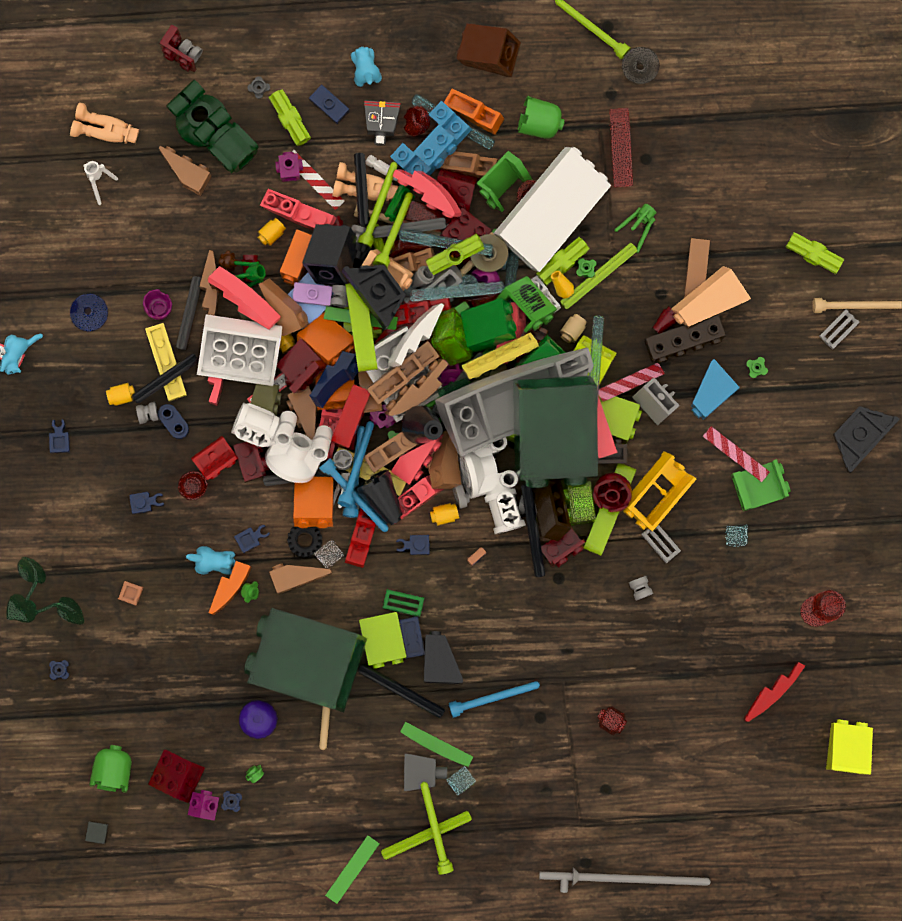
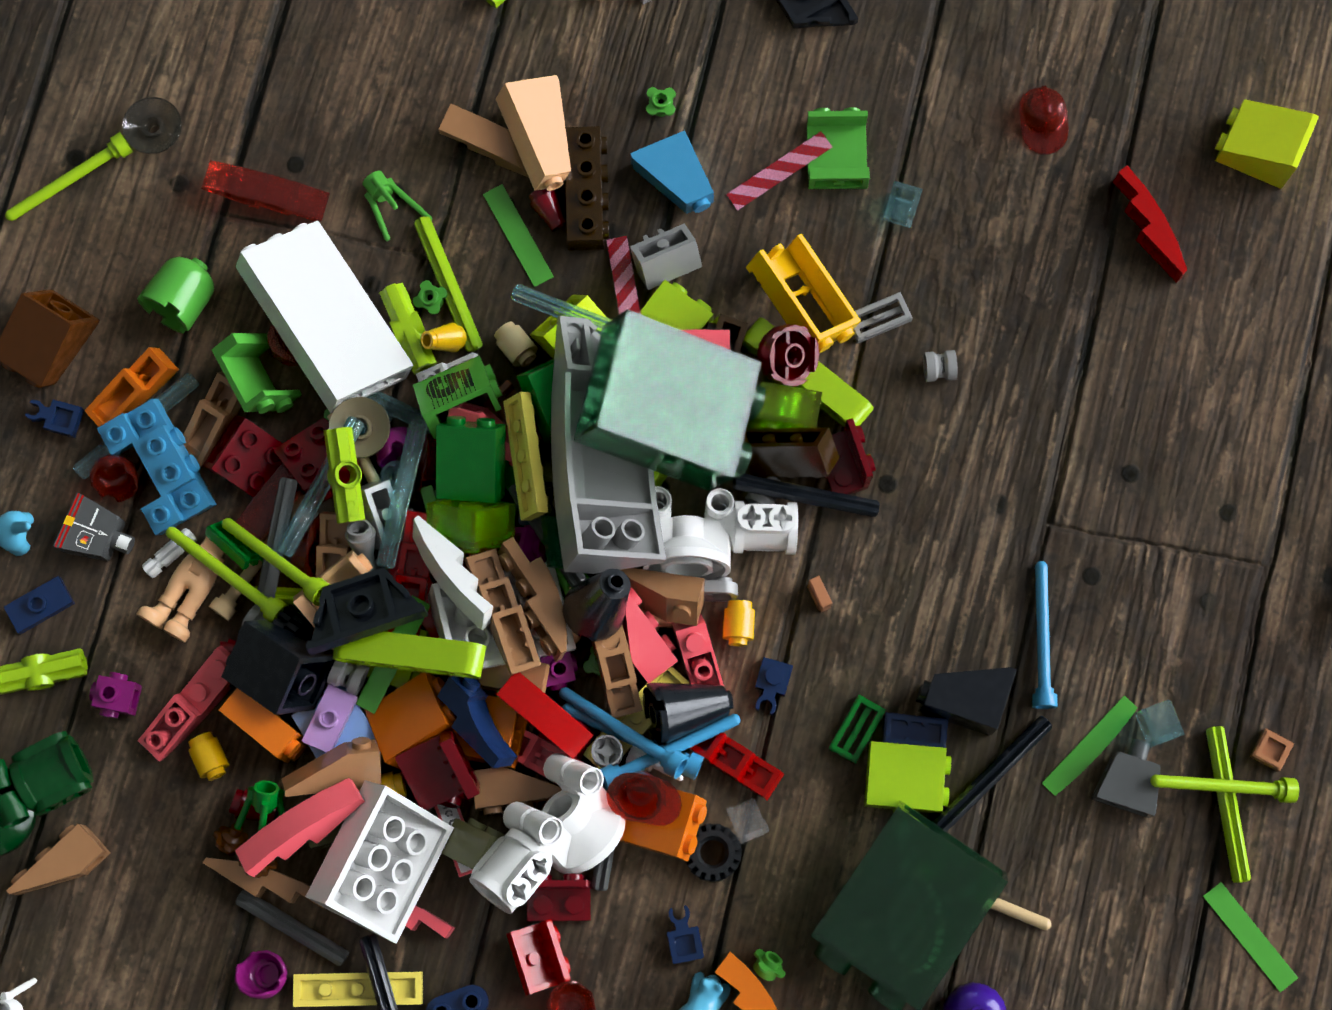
camera: 70 degrees left, 5 degrees down
(291, 577) = (765, 892): medium nougat slope -> none
(319, 184) = (163, 658): sticker -> none
(320, 488) = (644, 798): none -> clear red piece
(361, 189) = (191, 593): black axle -> none
(433, 192) = (238, 481): coral slope -> none
(443, 76) = (59, 418): none -> dark blue plate
(467, 853) = (1271, 750): none -> nougat tile
(612, 720) = (1129, 468): clear red head -> none
(644, 308) = (518, 235): none -> bright green sticker

